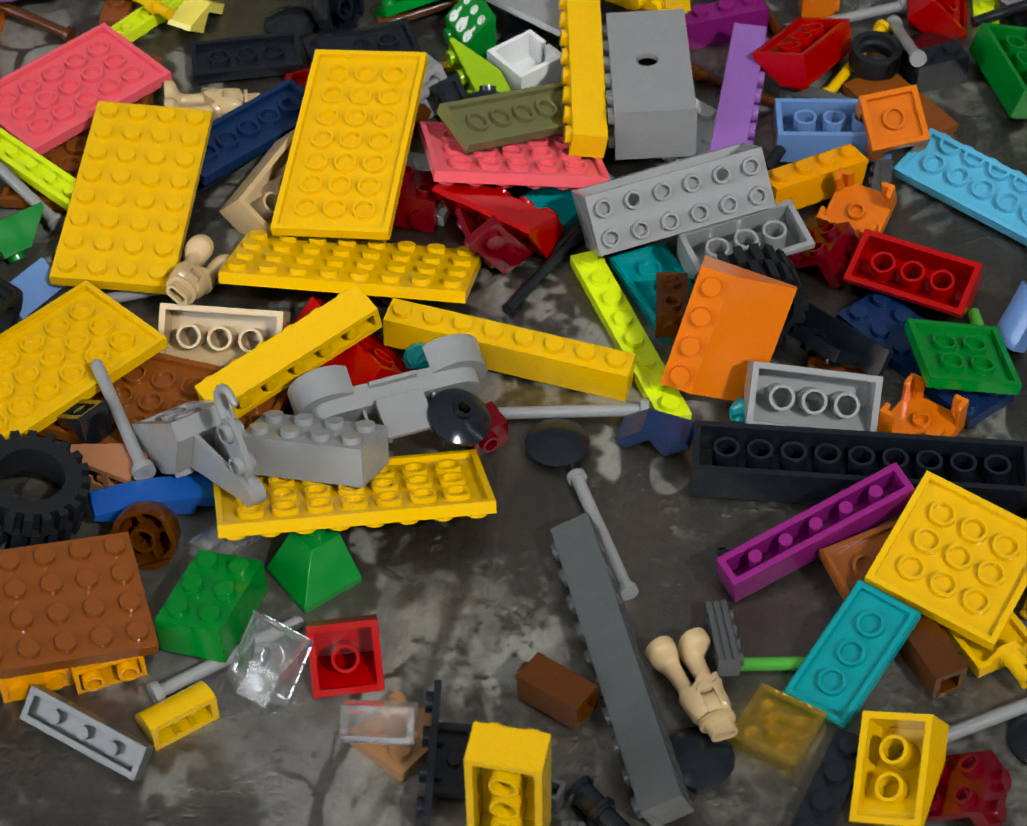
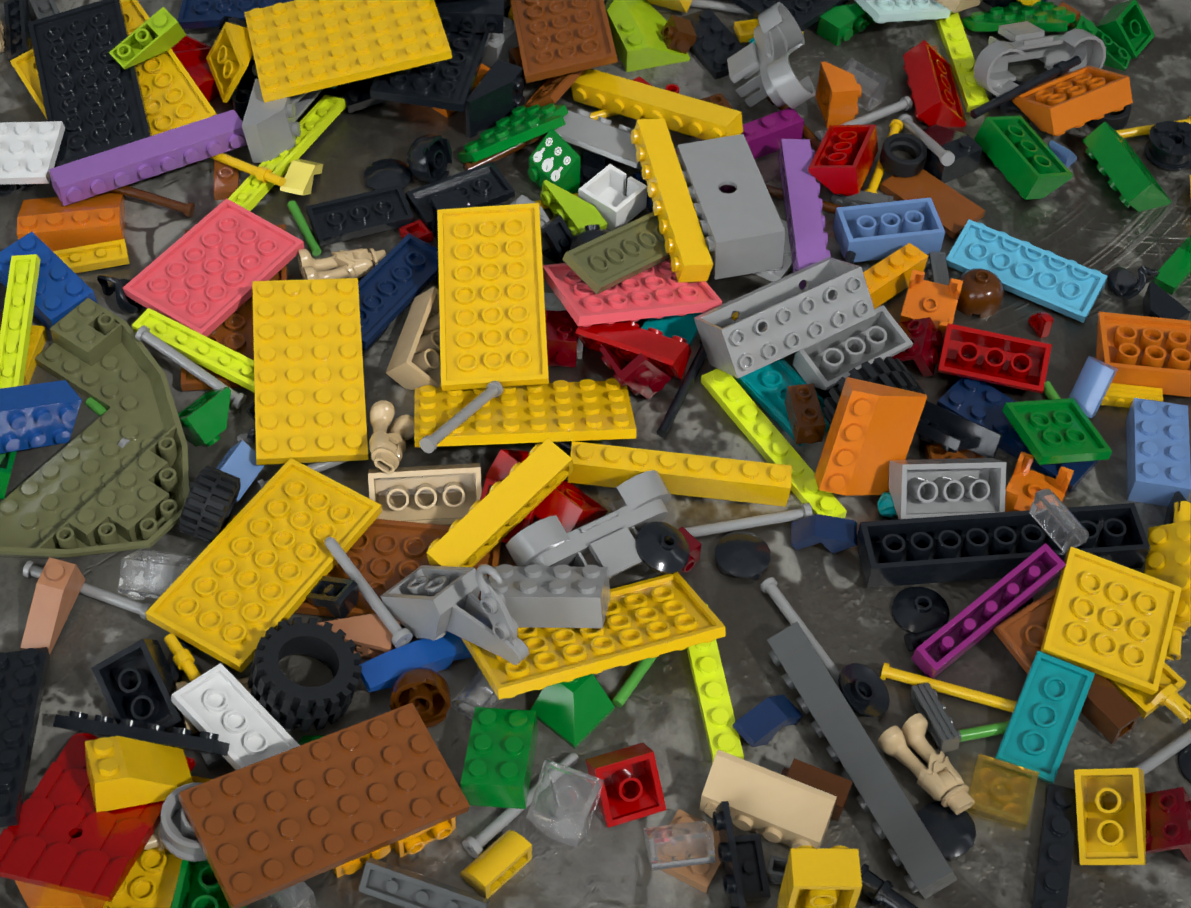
camera: 15 degrees left, 5 degrees up
(183, 64) = (304, 228): none -> bright green bar
(226, 274) = (429, 443): none -> light grey bar
(398, 548) = (632, 682): none -> bright green bar
(415, 358) = (603, 491): teal plate -> none
(476, 584) = (714, 699): none -> neon yellow plate
(491, 688) = (767, 802): none -> tan slope
(521, 613) = (766, 719): none -> dark blue slope
(648, 598) = (864, 690): none -> black dish
(684, 585) = (948, 688): none -> yellow bar
(742, 523) = (916, 618): none -> black dish
(893, 121) = (943, 220): orange panel -> none
(922, 207) = (980, 293): none -> reddish brown cylinder
(926, 443) = (1057, 520): none -> clear brick
(987, 248) = (1041, 323): none -> red tile

